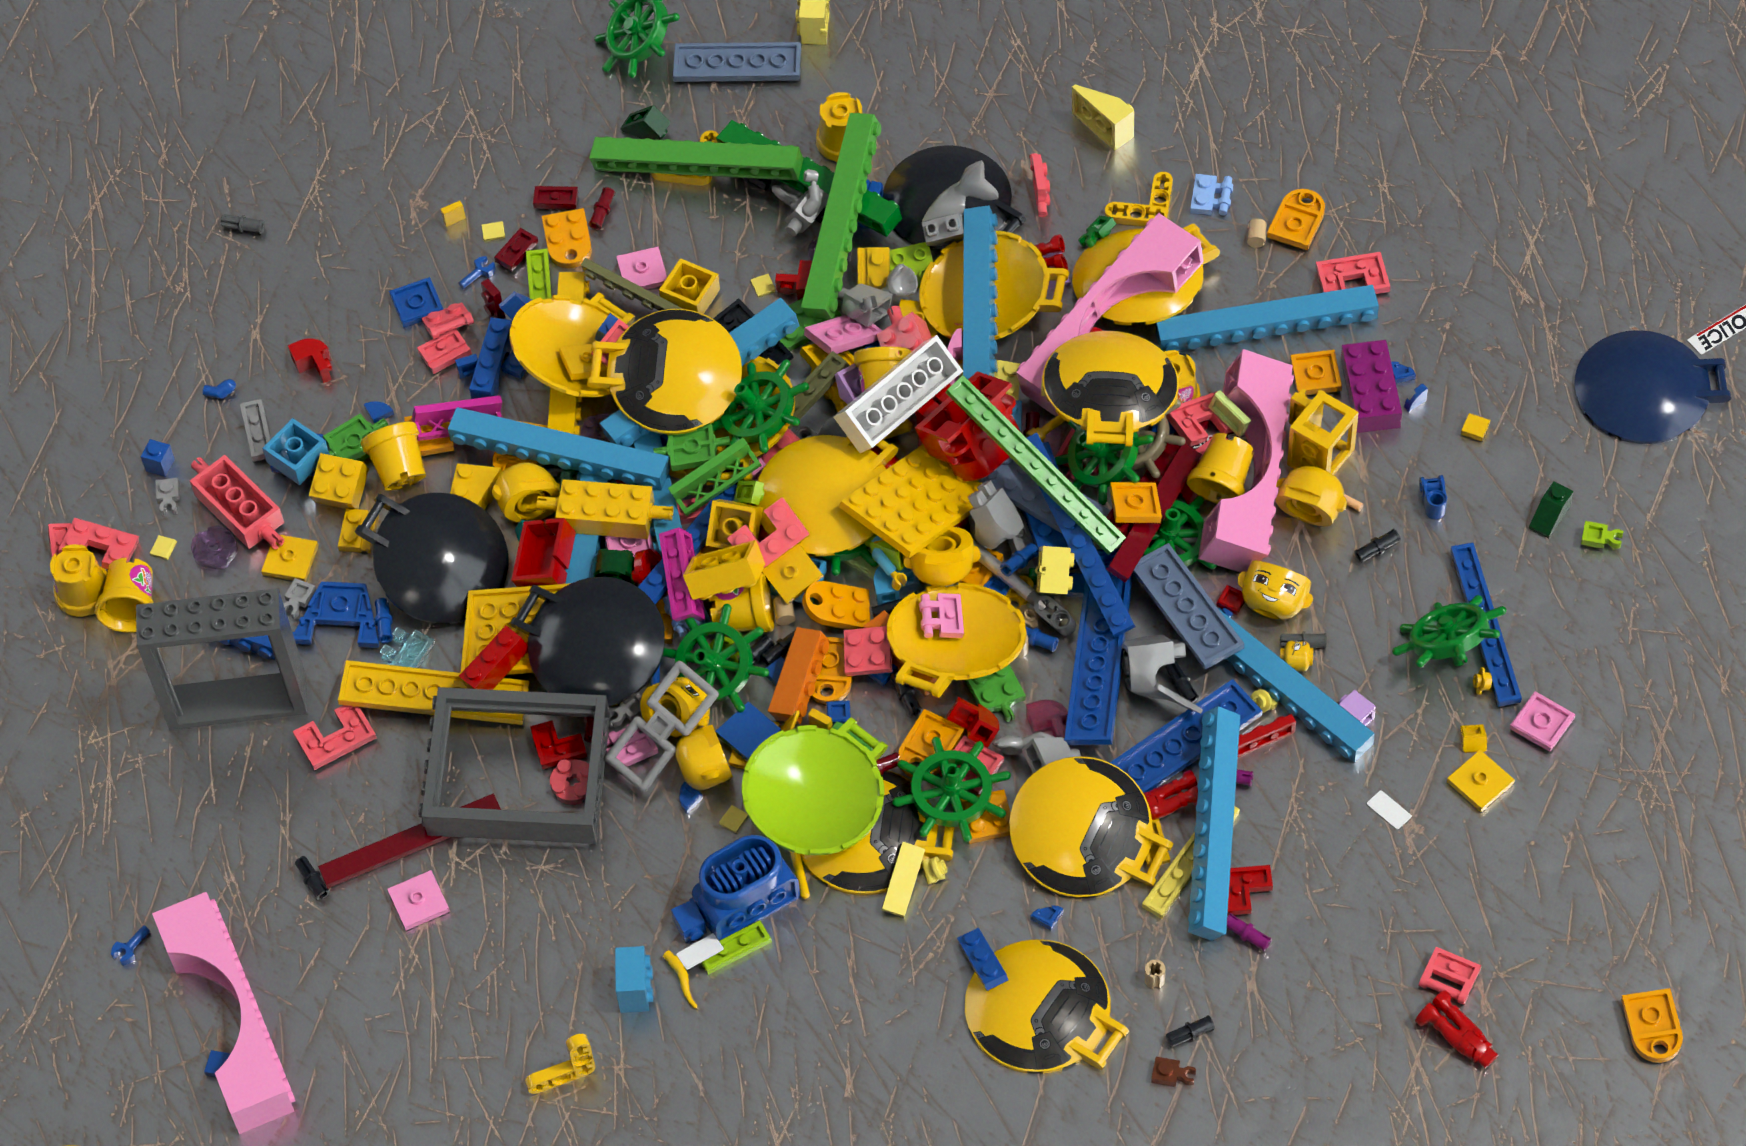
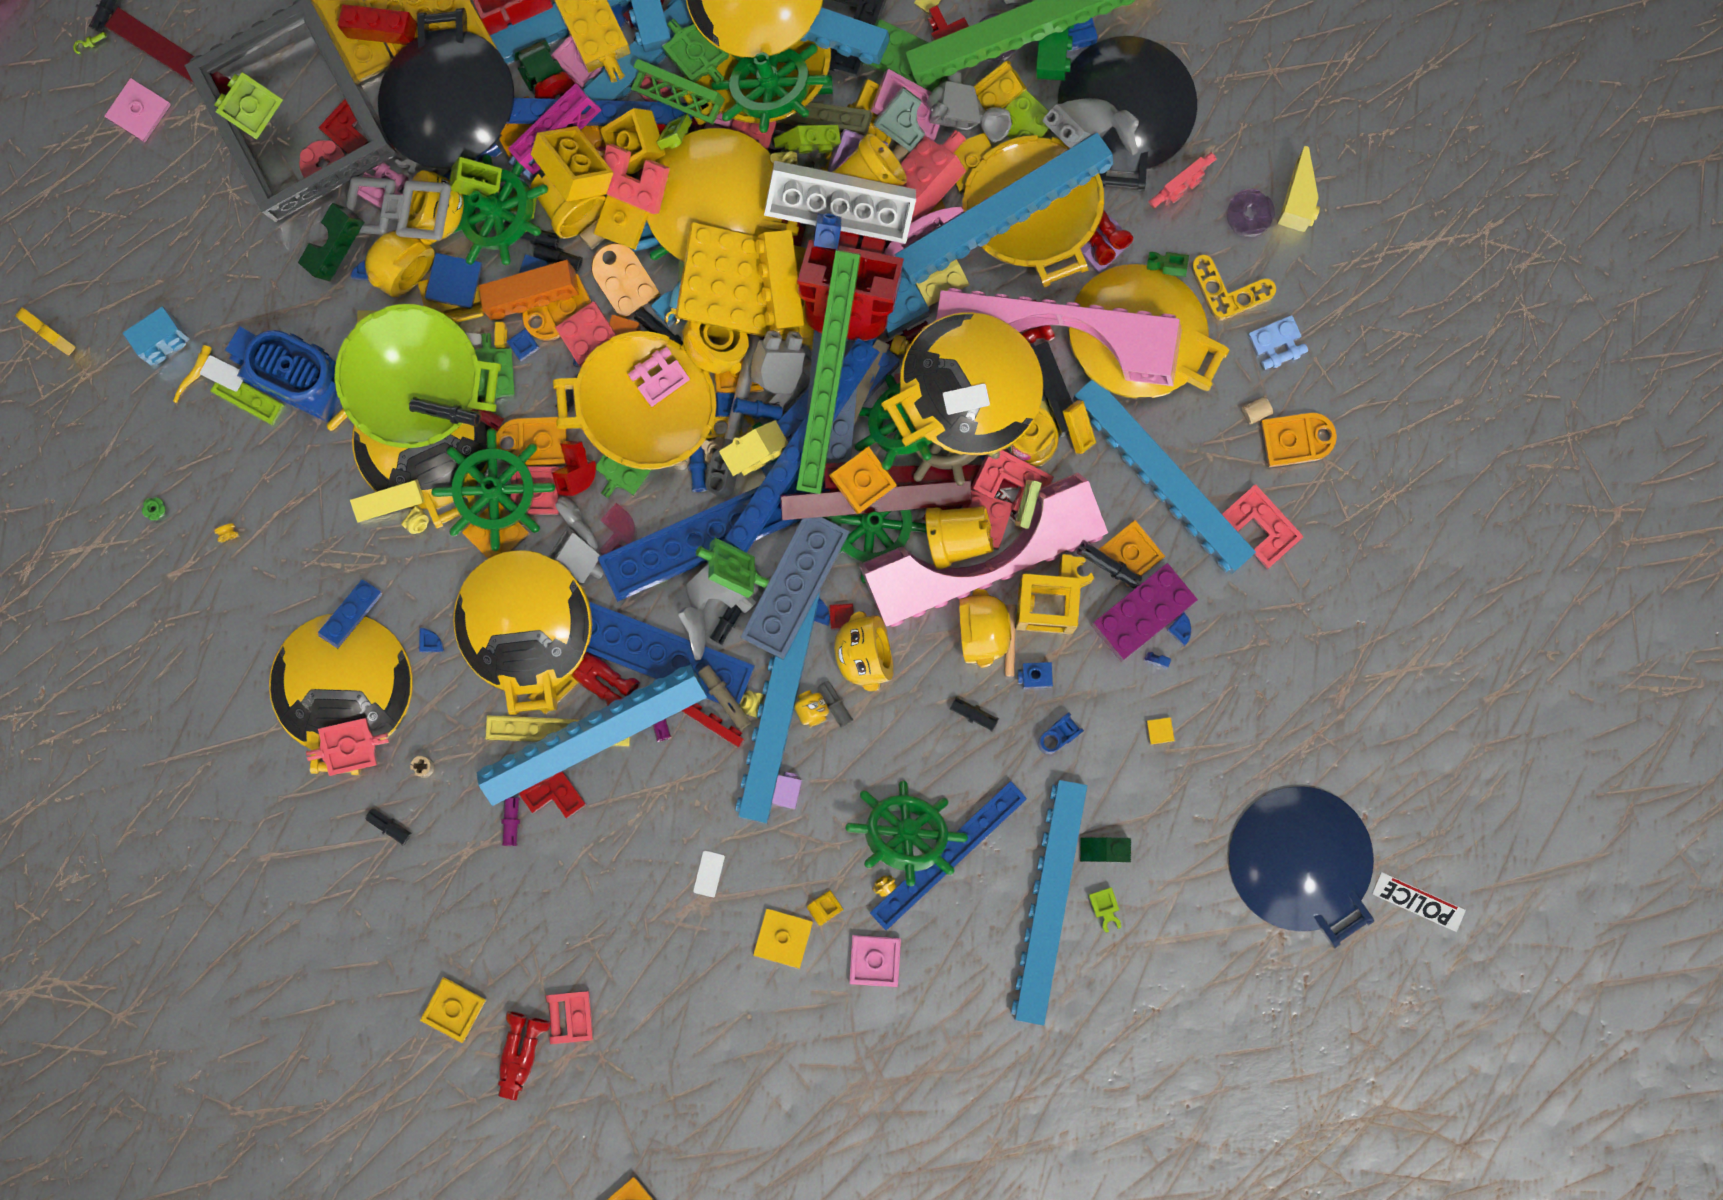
camera: 55 degrees right, 25 degrees up
(330, 905) = (90, 41): none -> lime hand
(495, 779) = (248, 105): none -> lime plate
(661, 816) = (342, 230): none -> dark green arch
(680, 648) = (471, 176): none -> lime torso
(782, 1077) = (159, 508): none -> bright green plate
(824, 403) = (809, 138): none -> lime plate
(833, 426) = (786, 157): none -> light yellow plate
(841, 1022) = (225, 532): none -> yellow bush
(852, 335) = (900, 119): none -> sand green tile
(862, 779) = (453, 413): none -> black pin
(917, 408) = (827, 231): none -> blue brick
(930, 472) = (779, 280): none -> yellow brick
(1097, 170) = (1258, 202): none -> clear purple plate
(1101, 1015) = (347, 746): none -> coral plate
(1124, 380) = (966, 399): none -> white sticker
(1144, 635) = (731, 567): none -> bright green plate
(1168, 1071) = (341, 829): copper plate -> none
(1197, 354) = (1079, 427): none -> yellow tile
(1254, 709) = (724, 697): none -> dark tan pin
(1325, 380) = (1117, 569): none -> black pin
(1374, 485) = (1036, 675): none -> blue brick
(1386, 1063) = (453, 1010): none -> yellow plate
(1571, 571) = (1050, 903): none -> dark azure brick

